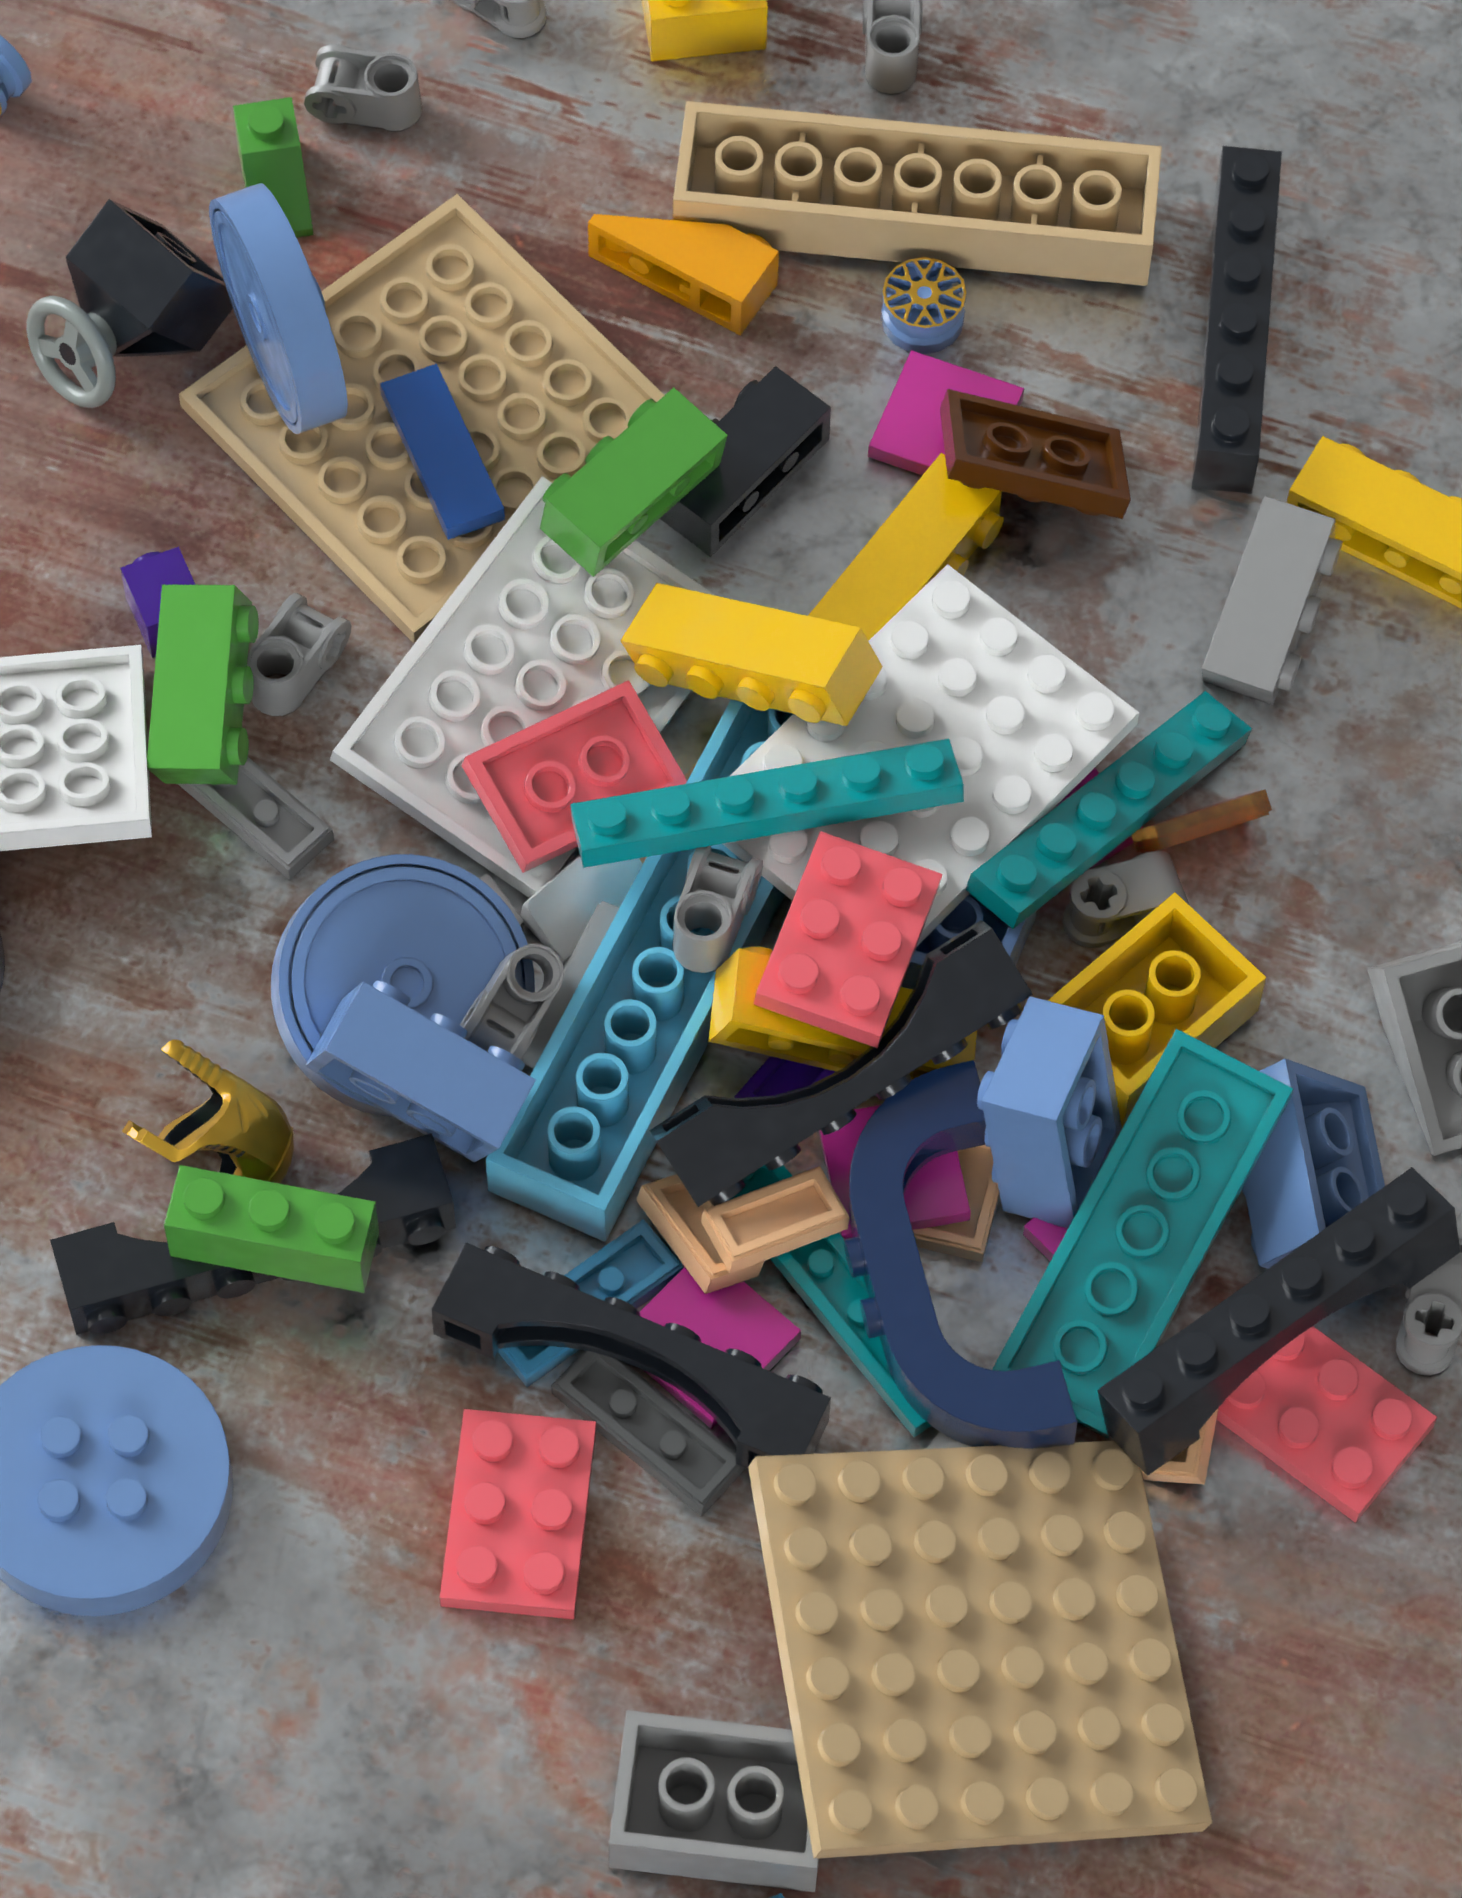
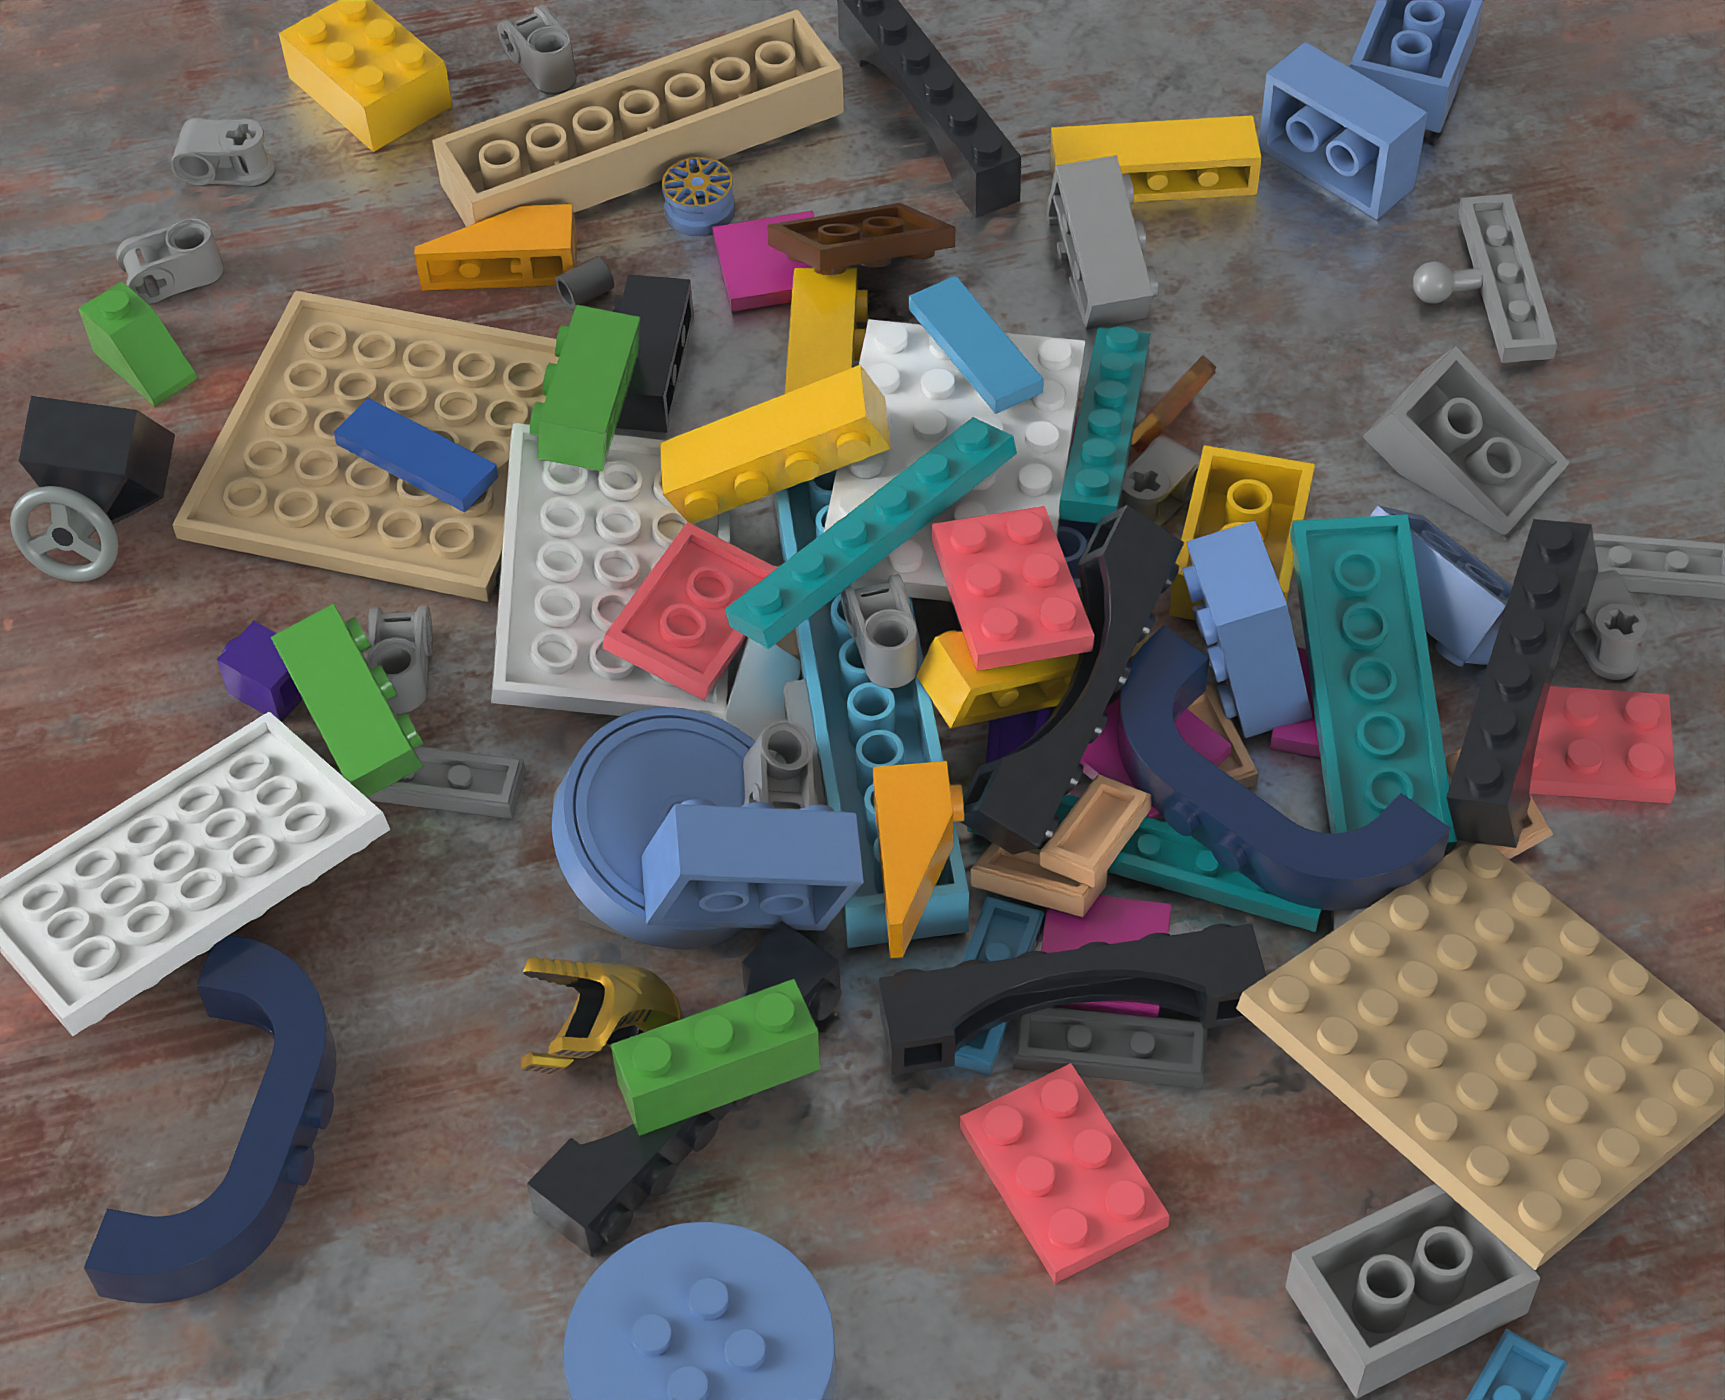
camera: 30 degrees left, 10 degrees down
(278, 308) = (228, 395): medium blue brick -> none
(578, 1136) = (915, 839): none -> light orange slope
(743, 342) = (584, 282): none -> dark grey hinge
(1017, 658) = (976, 344): none -> dark azure tile

